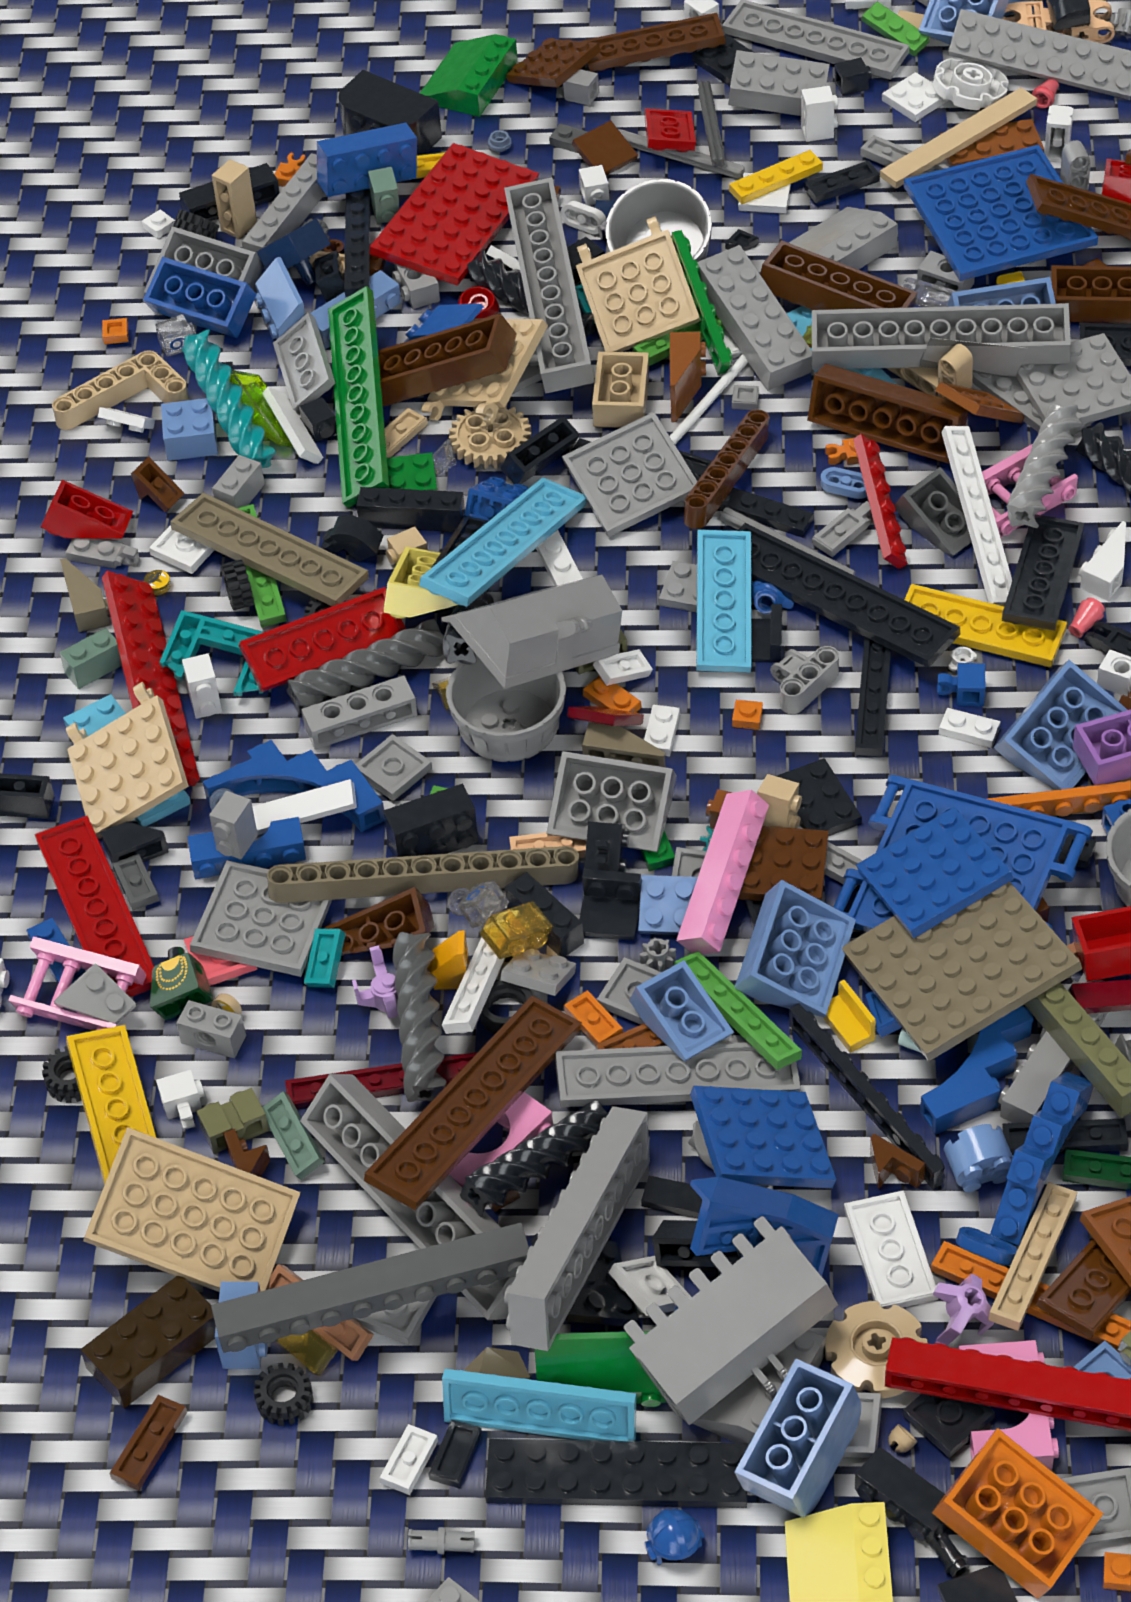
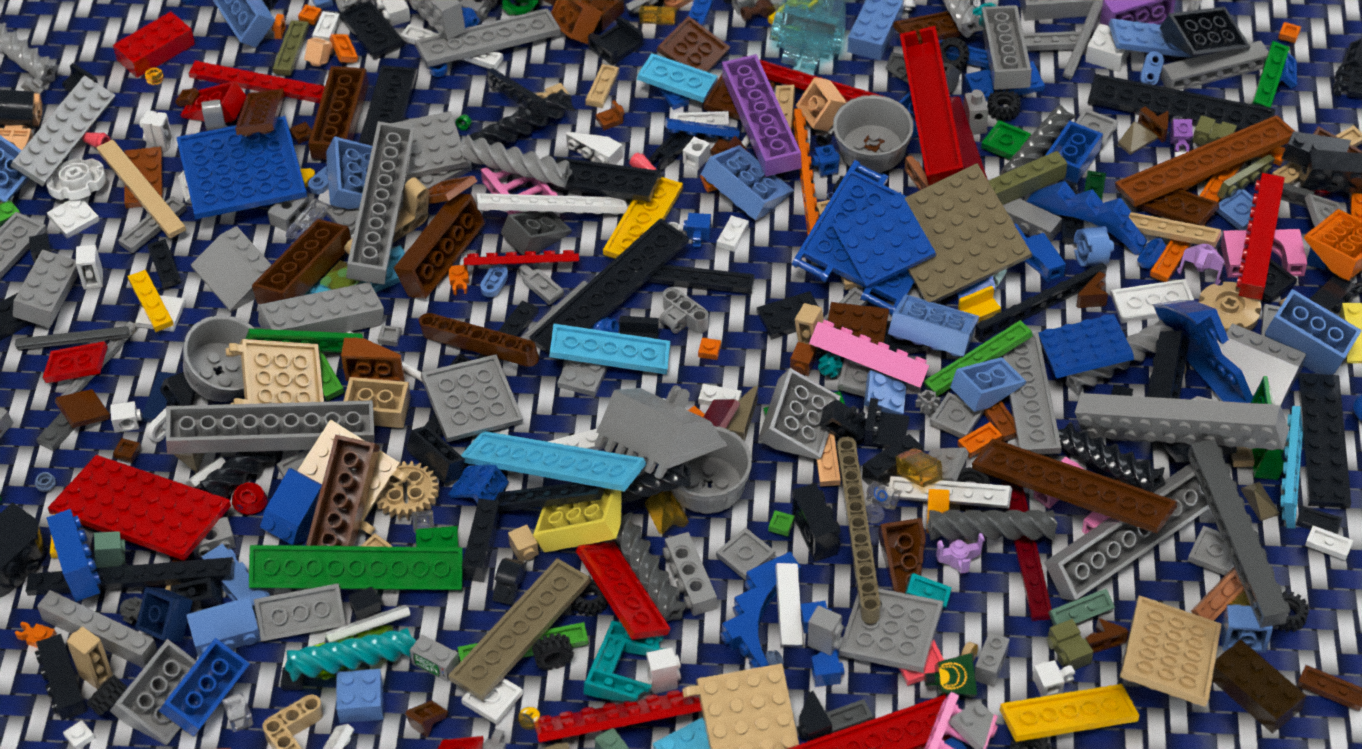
camera: 90 degrees left, 0 degrees up
(731, 1323) = (1258, 345): light grey piece -> none

